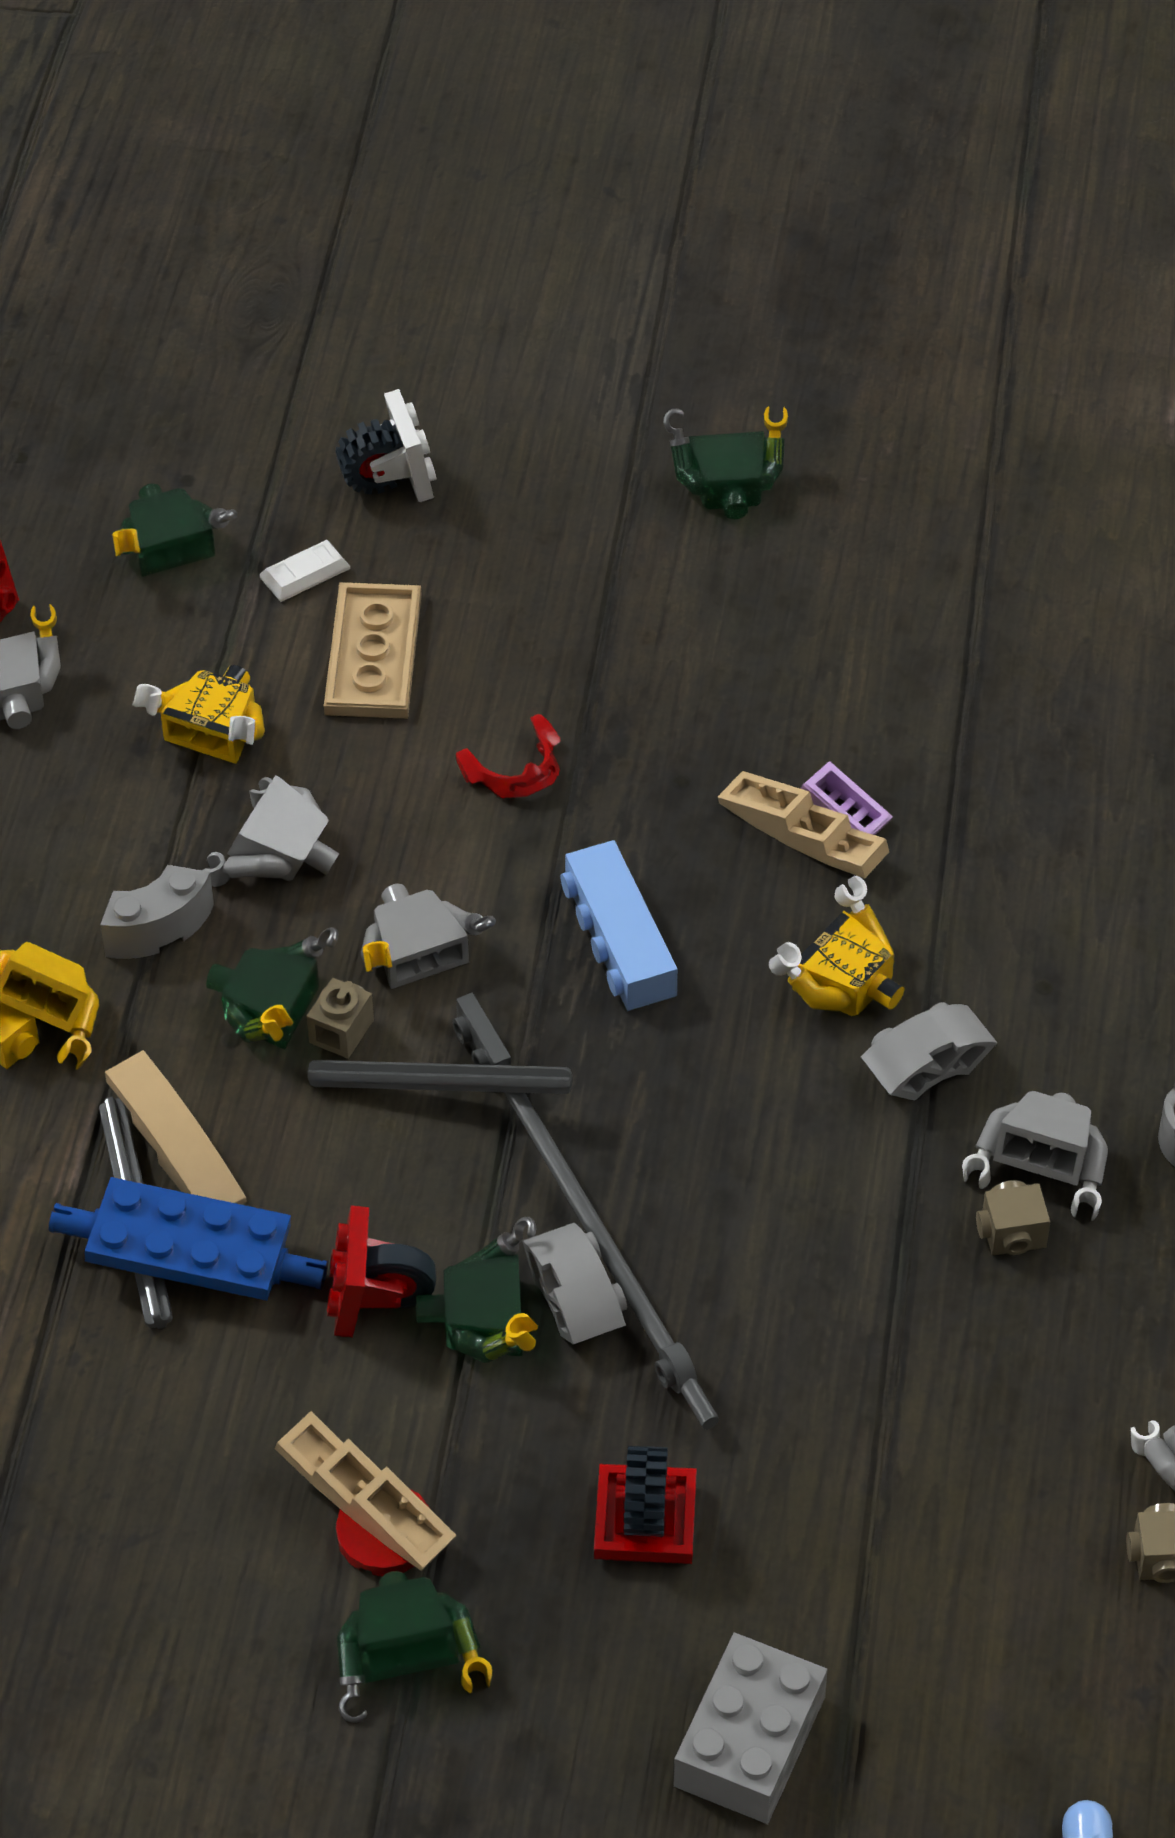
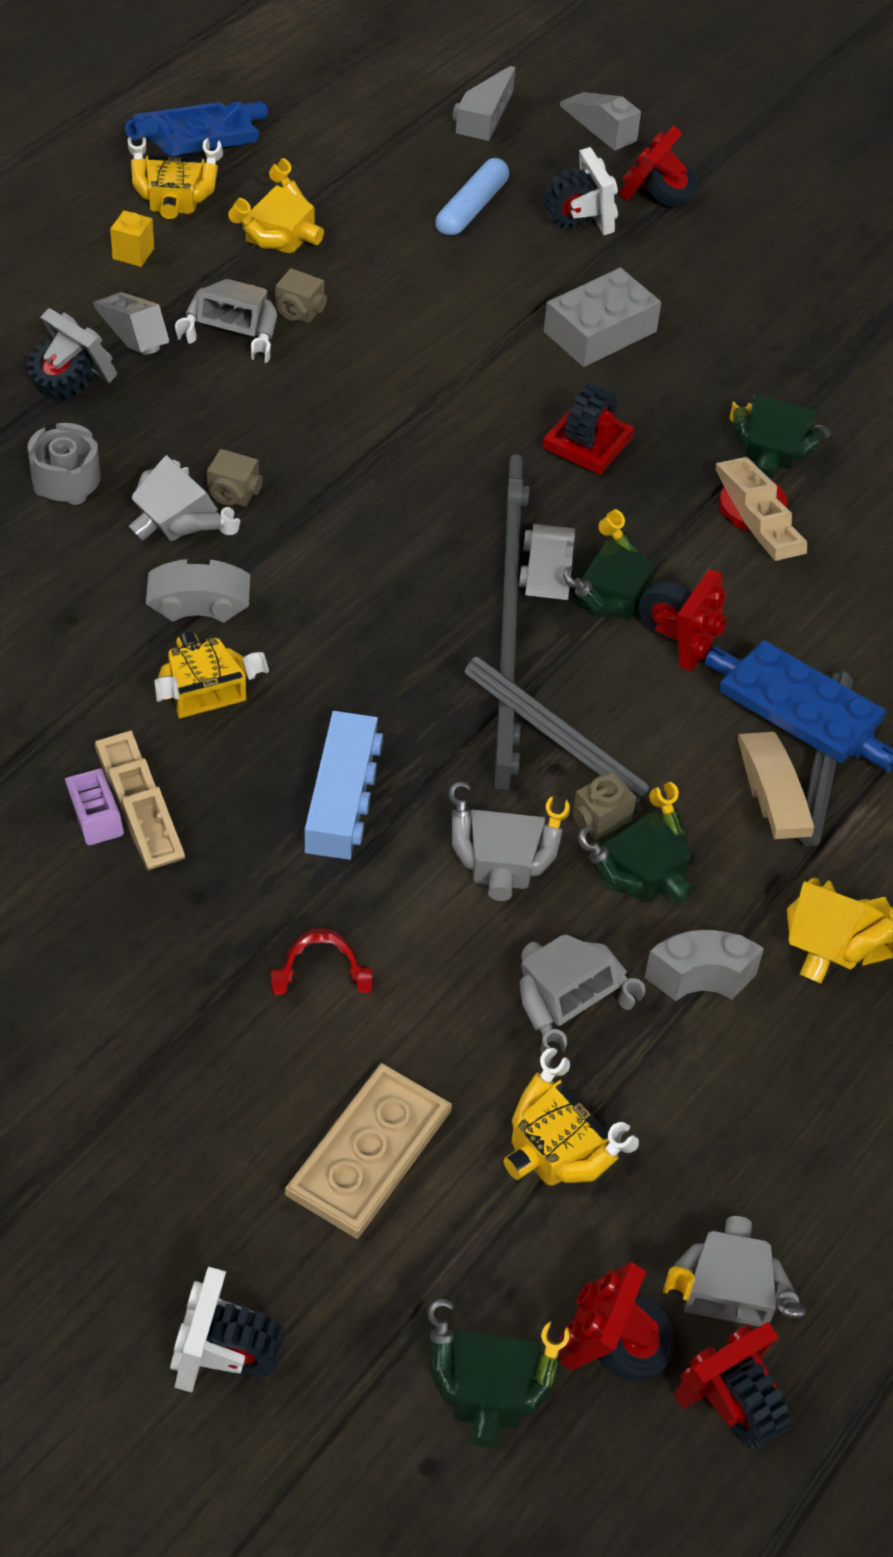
camera: 155 degrees left, 0 degrees up
(85, 590) = (619, 1327): none -> red plate
(304, 570) = (378, 1276): white tile -> none

